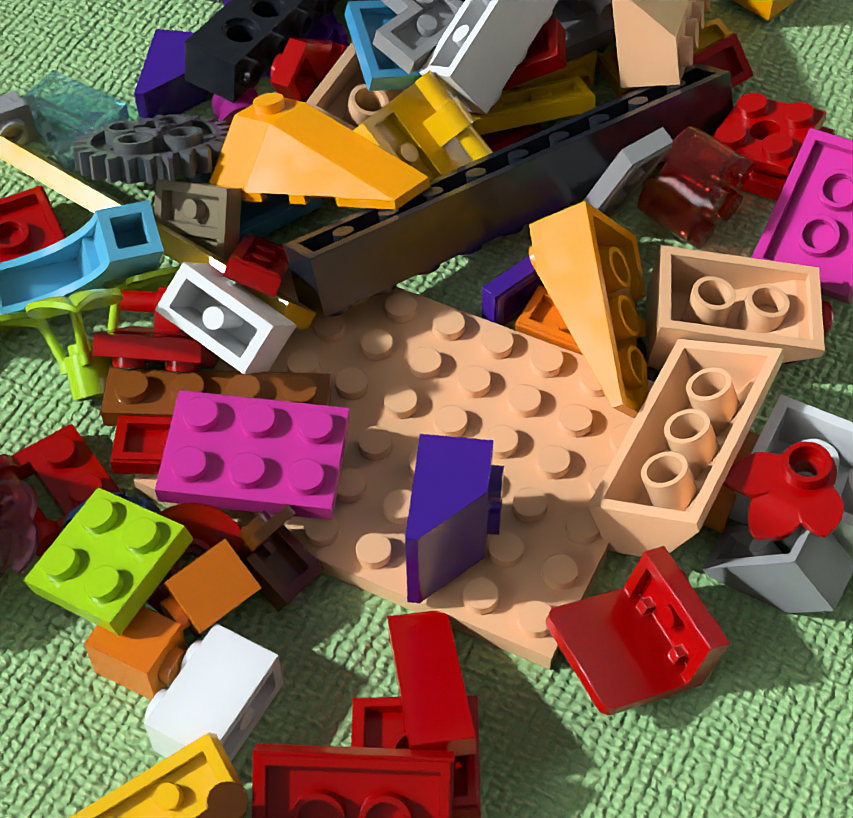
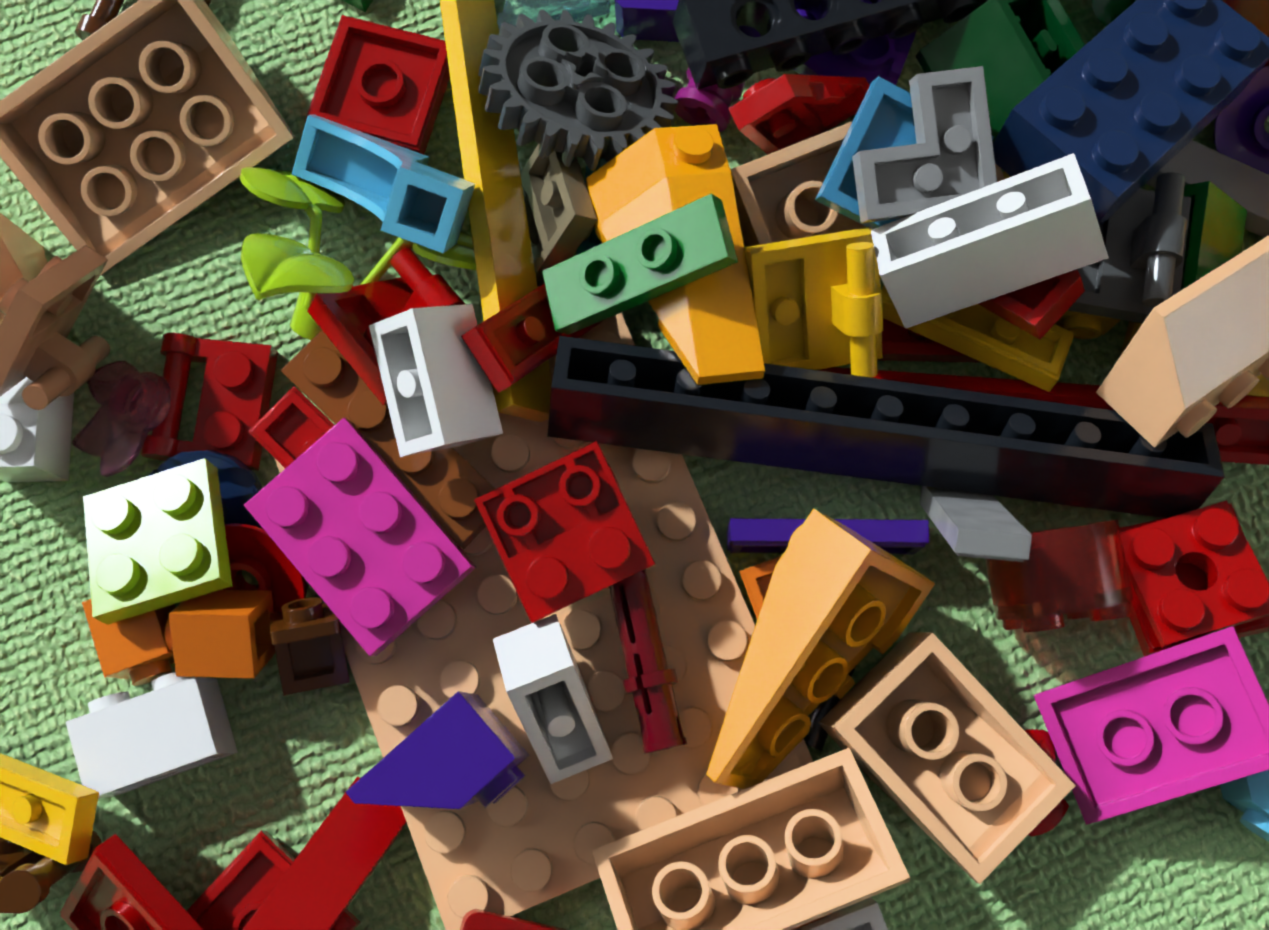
camera: 45 degrees right, 25 degrees up
(297, 176) = (640, 265): none -> plate
(389, 349) = (564, 531): none -> red plate
(472, 416) = (551, 699): none -> white slope
(554, 413) = (646, 664): none -> dark red pin

